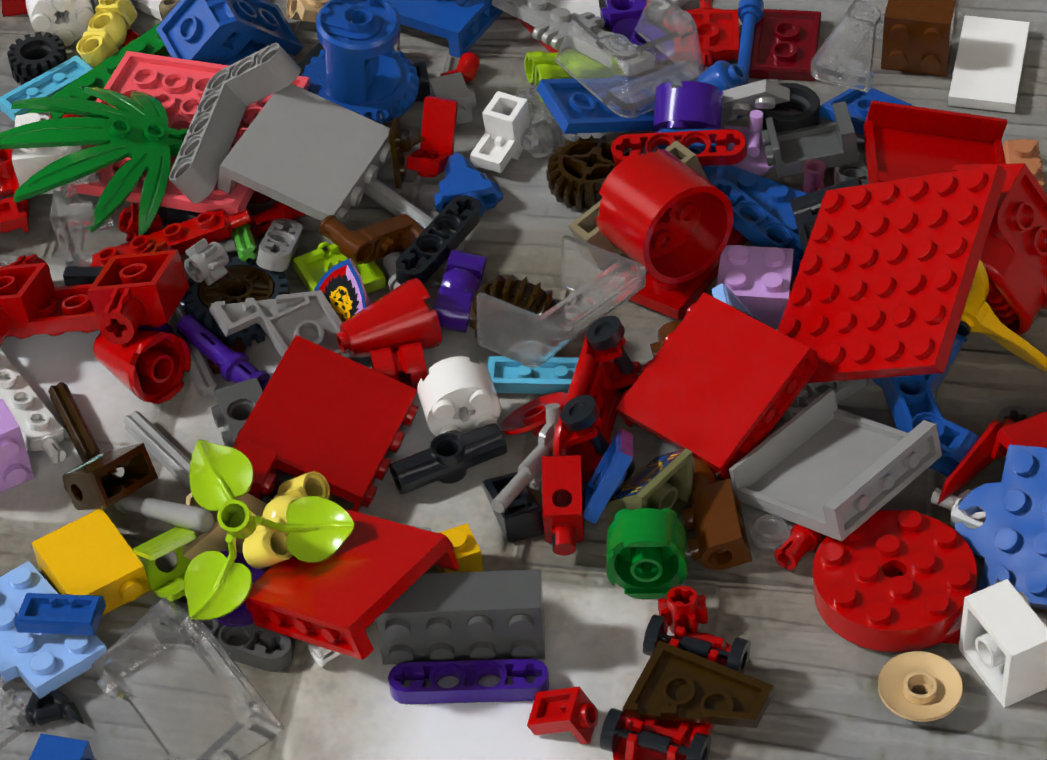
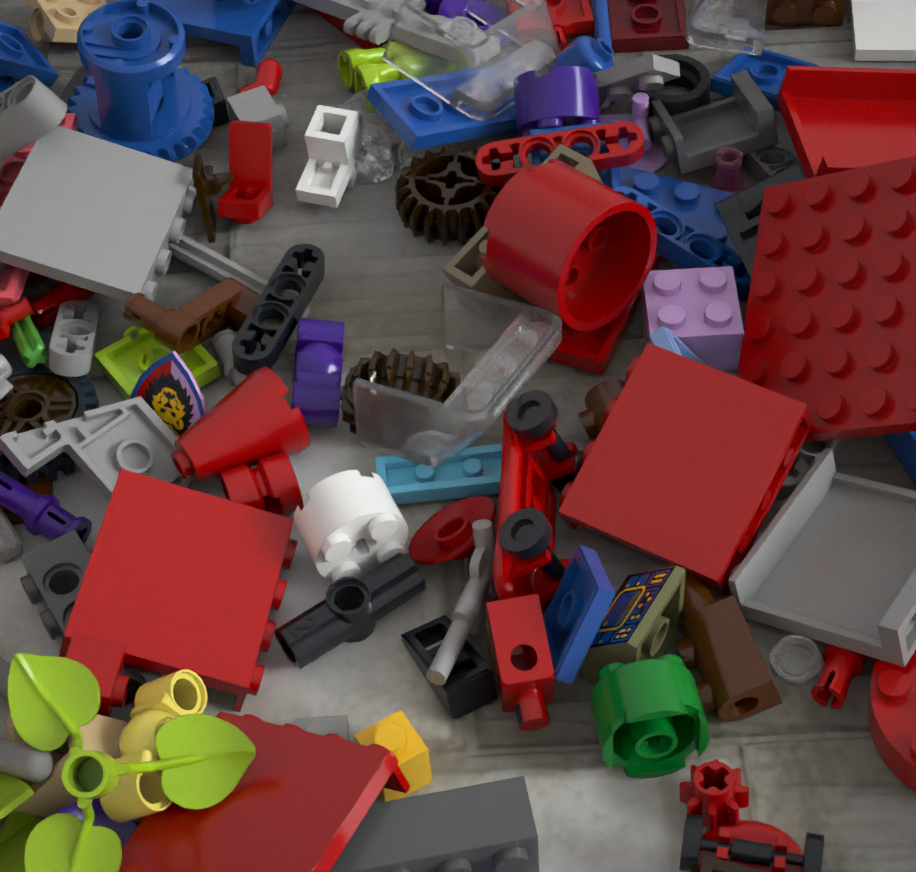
camera: 10 degrees left, 5 degrees up
(464, 180) = (295, 225): blue rock -> none

